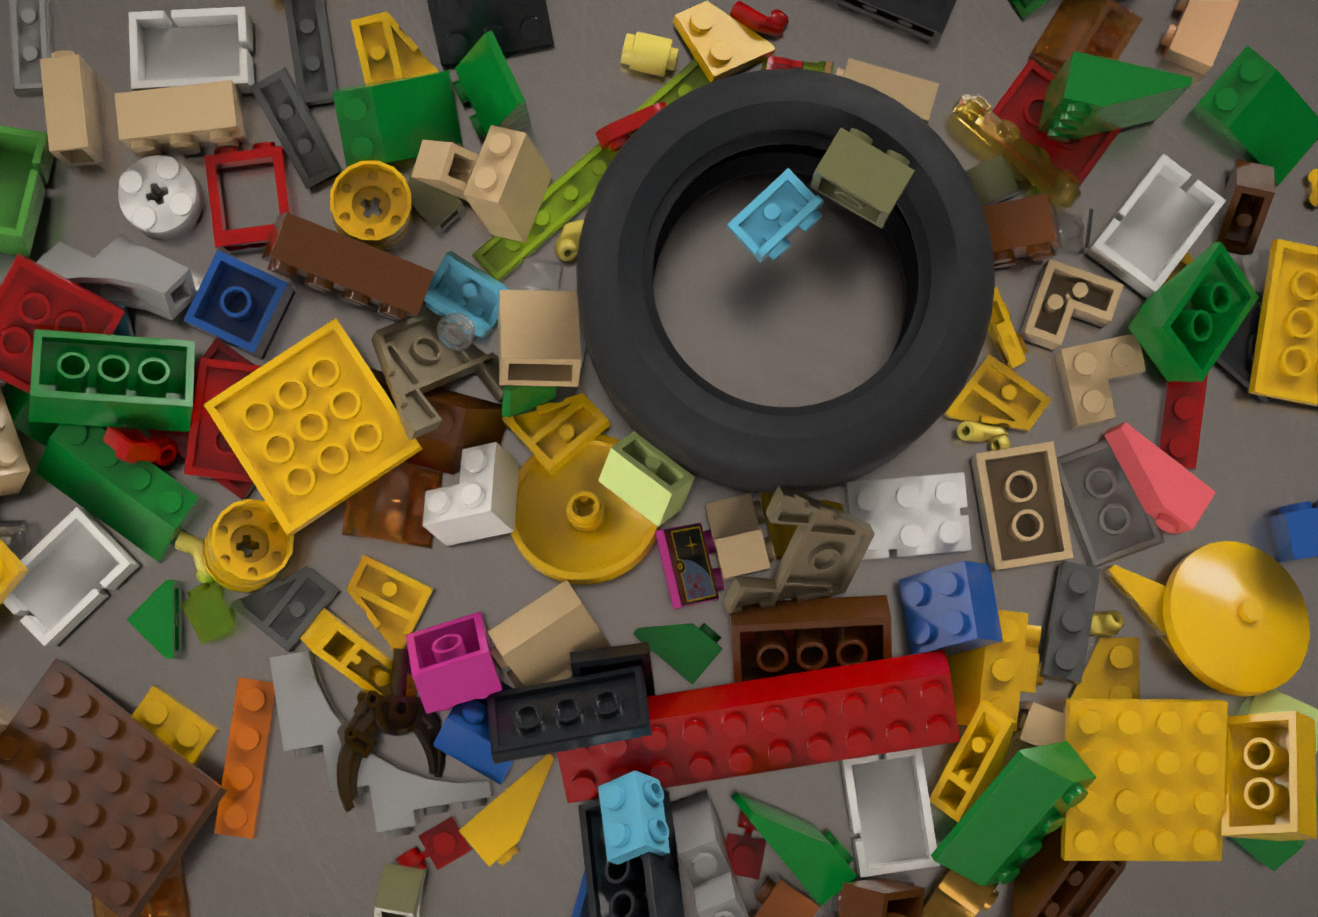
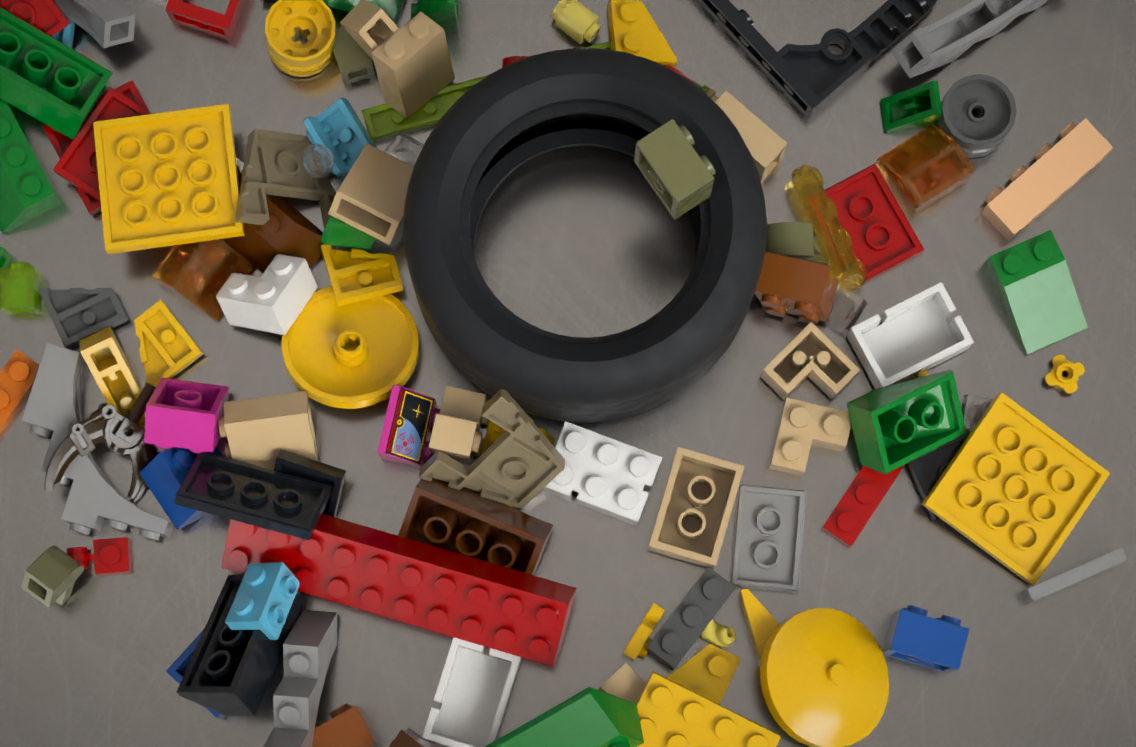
camera: 25 degrees right, 5 degrees down
(135, 445) = (25, 128): red plate -> none
(193, 546) = (38, 243): light yellow arm -> none
(239, 304) = (161, 62): blue brick -> none
(257, 527) = (77, 229): yellow wheel -> none
(346, 265) = (256, 68): reddish brown brick -> none
(504, 820) = (168, 558): yellow slope -> none
(646, 478) = (406, 341): yellowish green brick -> none
(683, 647) = (374, 491): green slope -> none
(746, 851) = (343, 678): red plate -> none
(757, 21) = (673, 35): red arm -> none
(775, 216) = (594, 170): medium azure bracket -> none
(812, 857) = (385, 690): green slope -> none
(951, 609) = (599, 560): blue brick -> none
(975, 761) = (558, 684): yellow slope -> none
(984, 433) = (695, 437): light yellow arm -> none
(991, 671) = (605, 619): yellow slope -> none
(998, 398) = (720, 416): yellow wing -> none
(1007, 342) = (748, 351): yellow wing -> none
(1105, 95) = (914, 214): green slope -> none
(1160, 483) = (816, 543): coral slope -> none
(1246, 206) = (990, 357): reddish brown slope -> none

